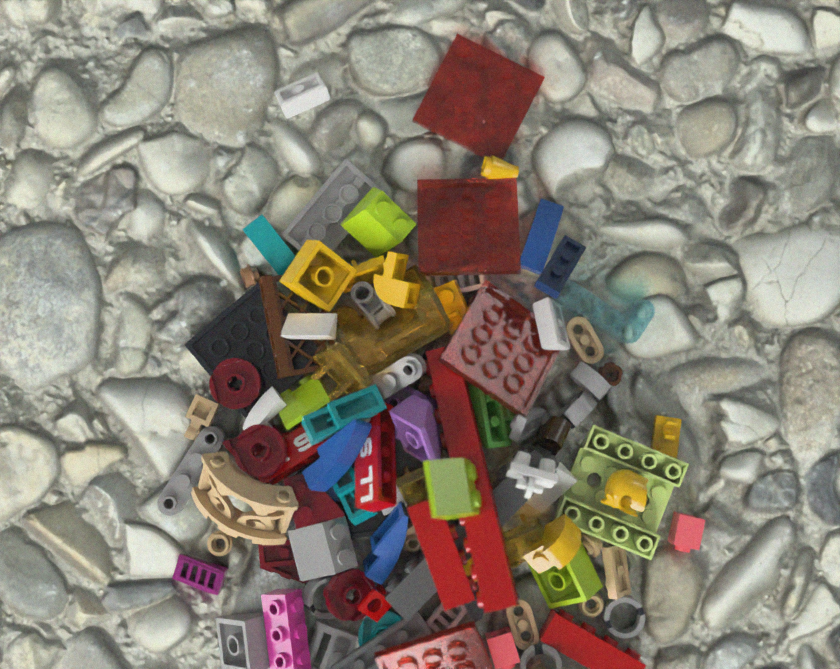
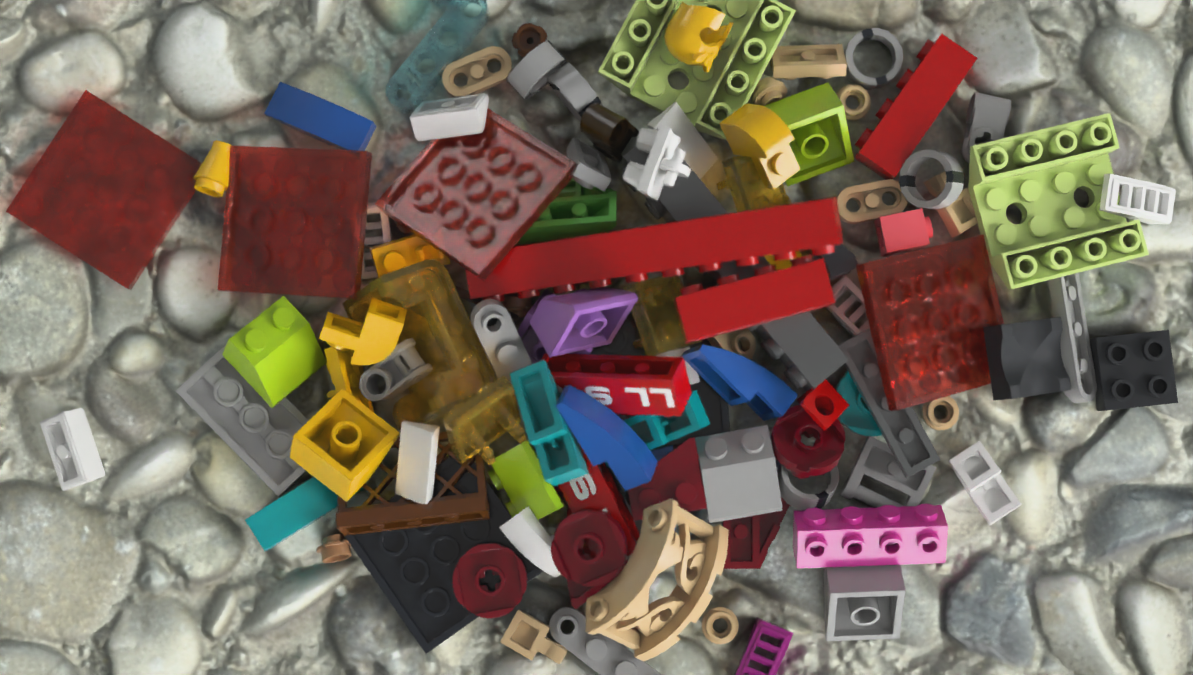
camera: 90 degrees left, 0 degrees up
(452, 488) = (664, 272): lime slope -> none
(560, 267) = (367, 94): dark blue plate -> none

